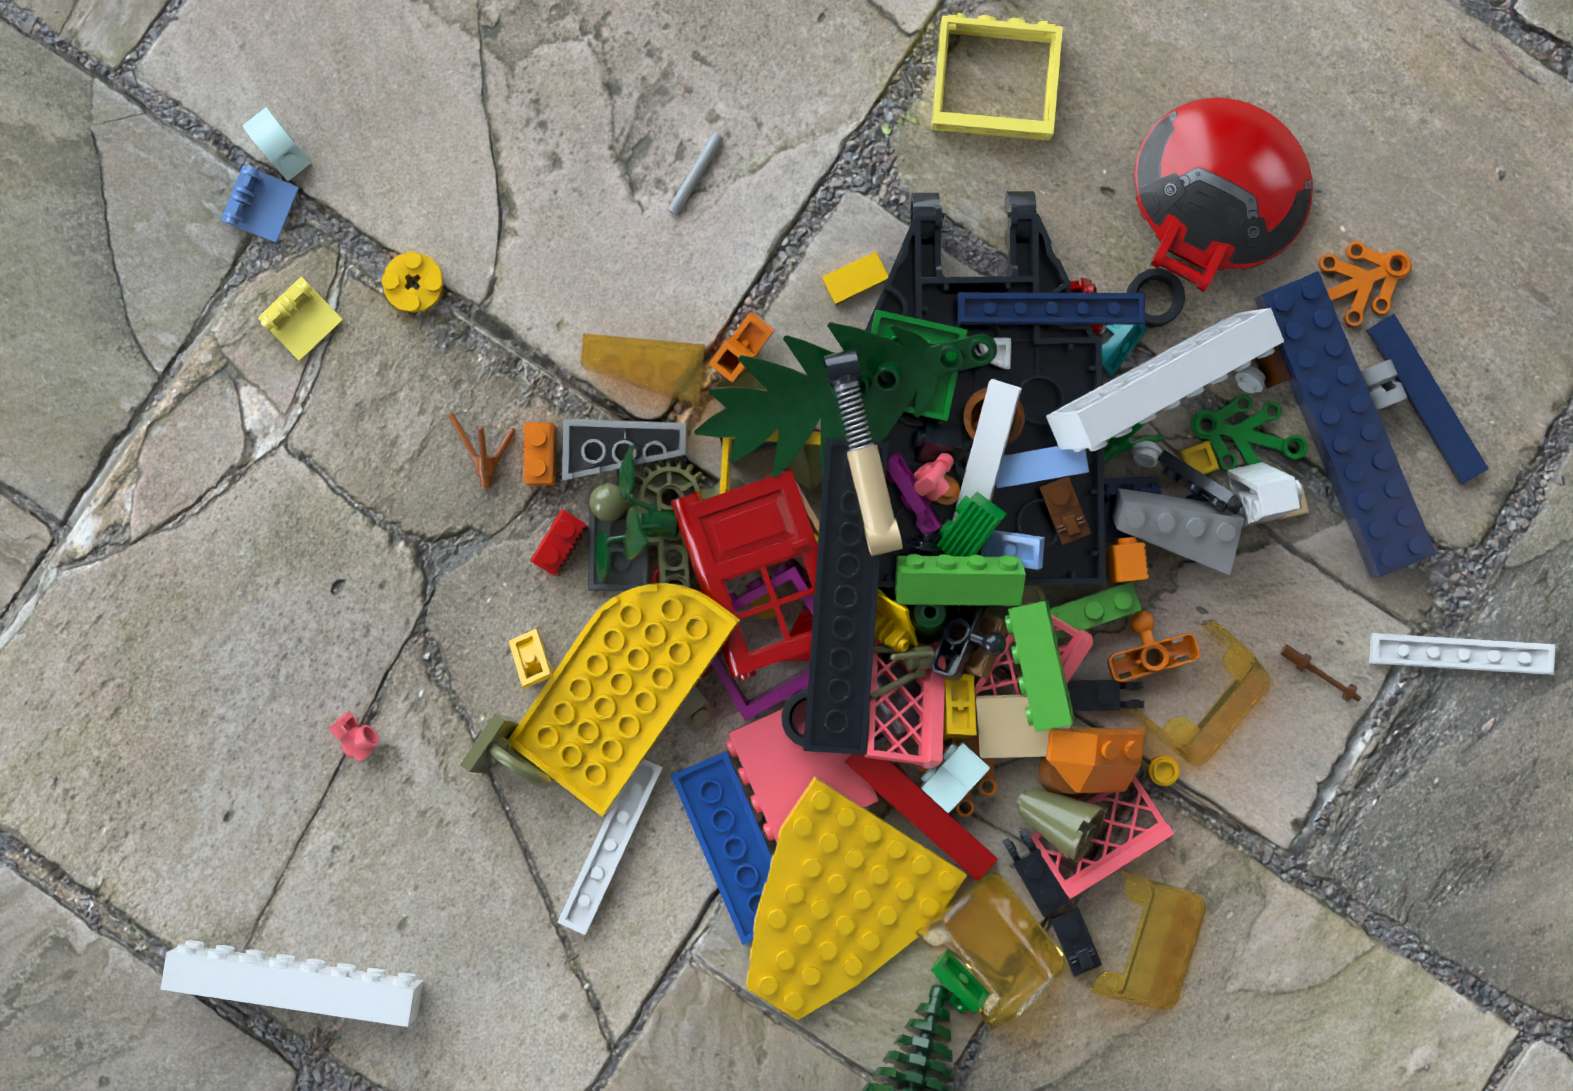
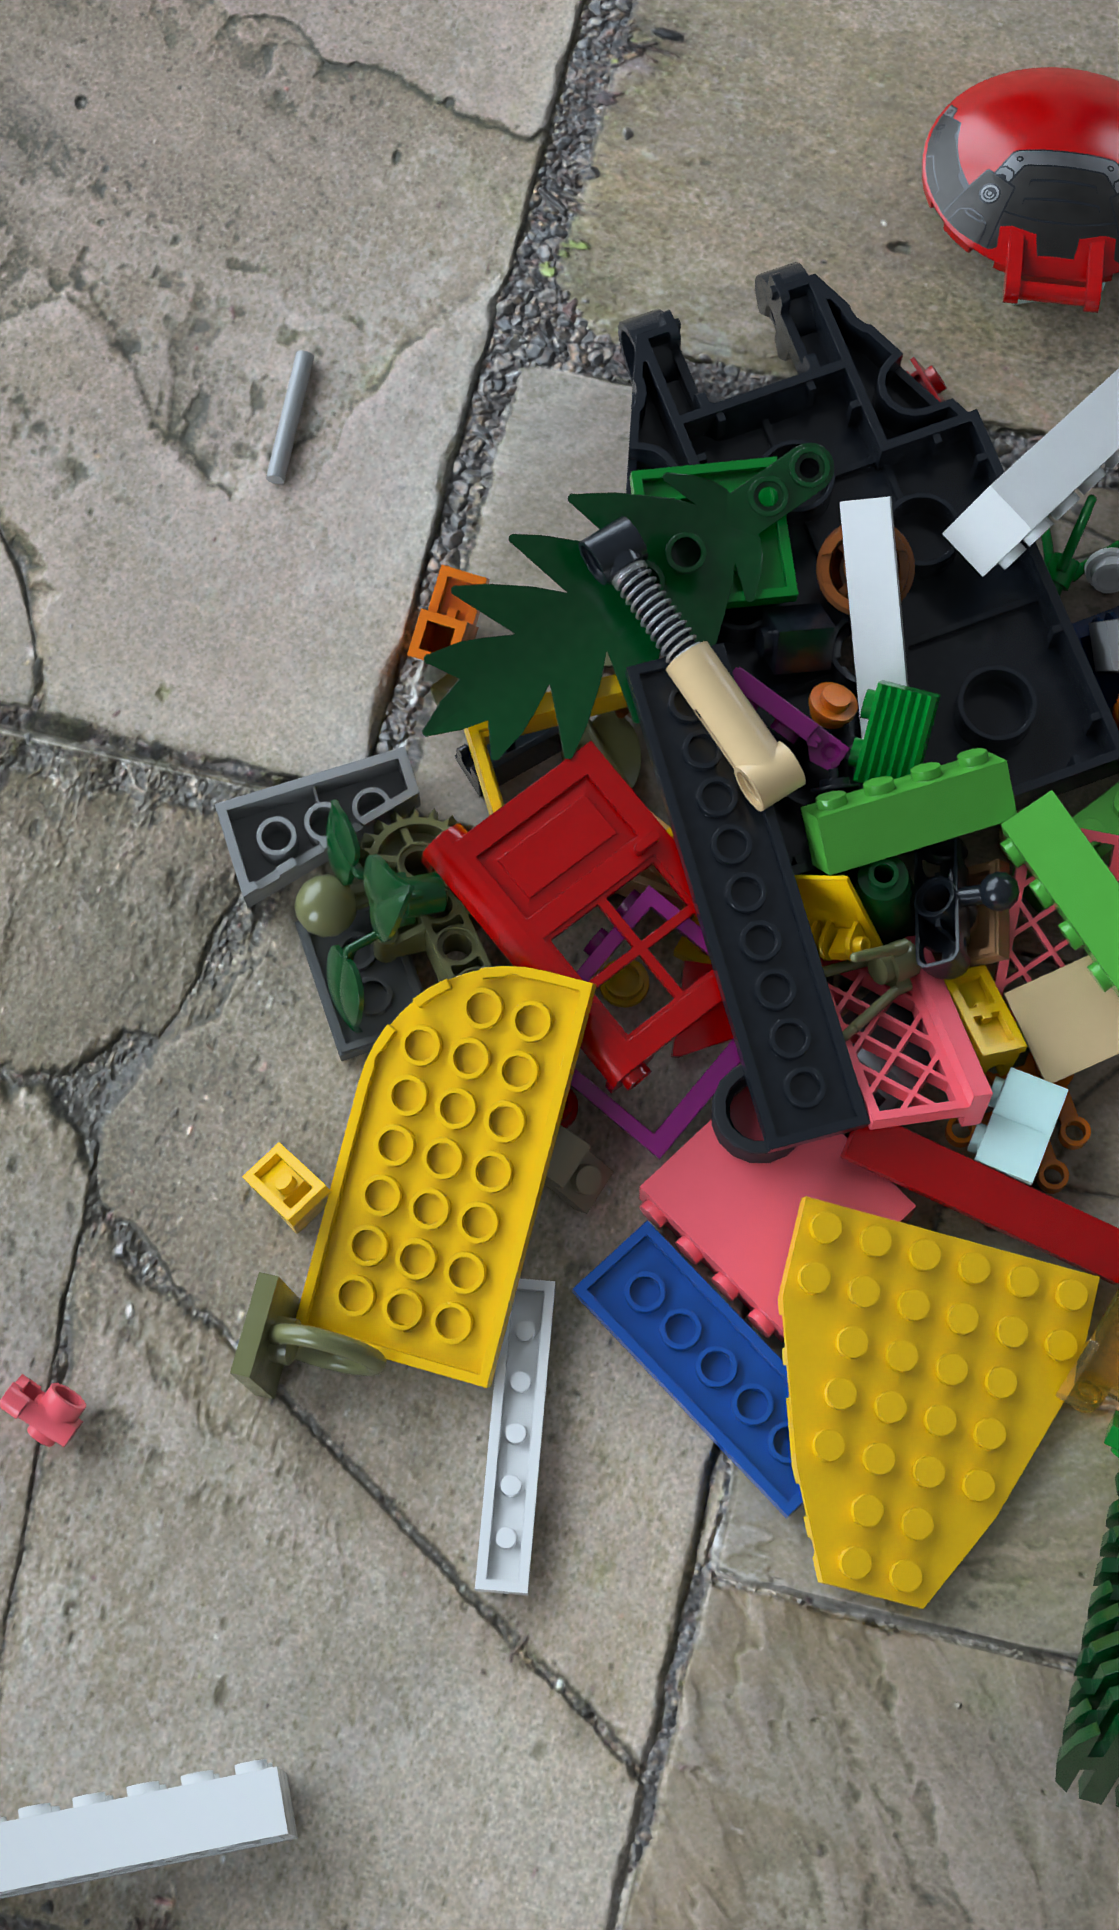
camera: 15 degrees left, 15 degrees down
(484, 464) = (114, 924): dark orange plant -> none
(539, 454) = (194, 878): orange brick -> none
(559, 543) = (271, 998): red brick -> none
(650, 364) = (314, 694): clear yellow wedge -> none
(855, 278) = (585, 470): yellow tile -> none
(931, 477) = (807, 682): coral plate -> none
(989, 125) = (693, 208): light yellow window -> none
(1003, 355) = (841, 485): white tile -> none
(1027, 547) = (993, 733): light blue hinge -> none
(1040, 466) = (965, 614): light blue tile -> none
(1051, 308) = (887, 392): dark blue tile -> none
(1065, 510) = (1025, 667): reddish brown hinge -> none
(1120, 345) = (1007, 420): teal hinge -> none
(1175, 286) = (1032, 325): black tyre -> none

